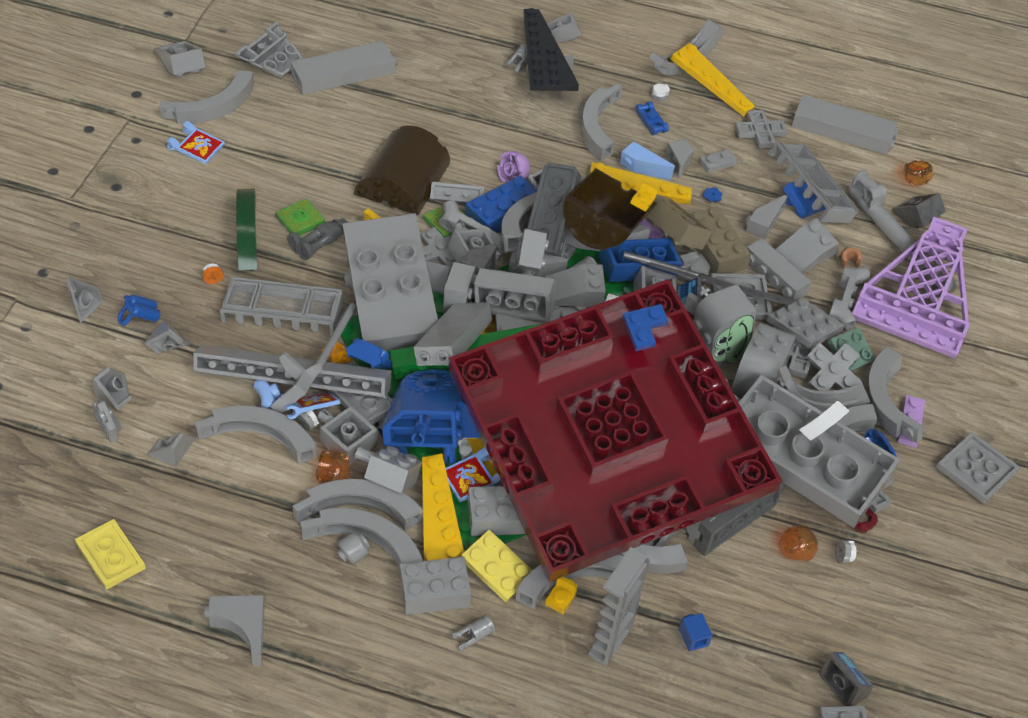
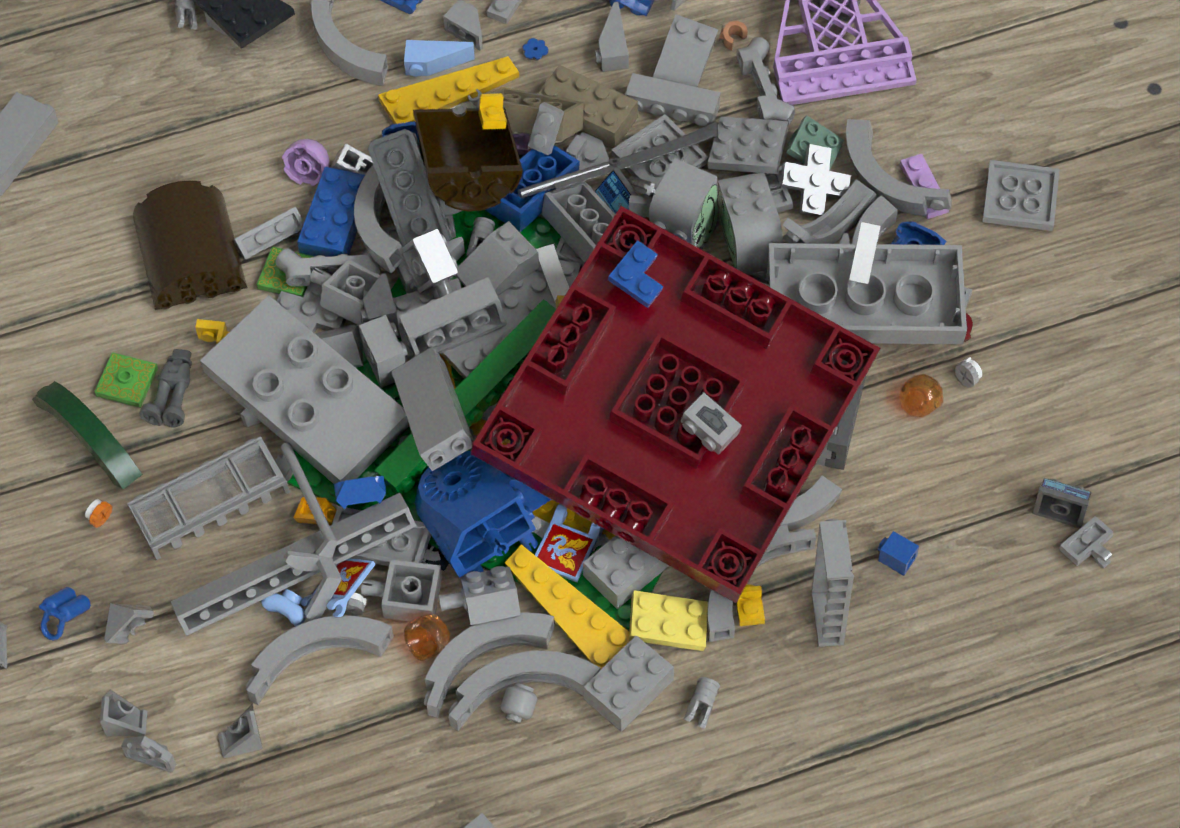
camera: 30 degrees left, 10 degrees up
(618, 447) = (710, 424): none -> brick
(672, 228) = (545, 128): none -> light grey plate

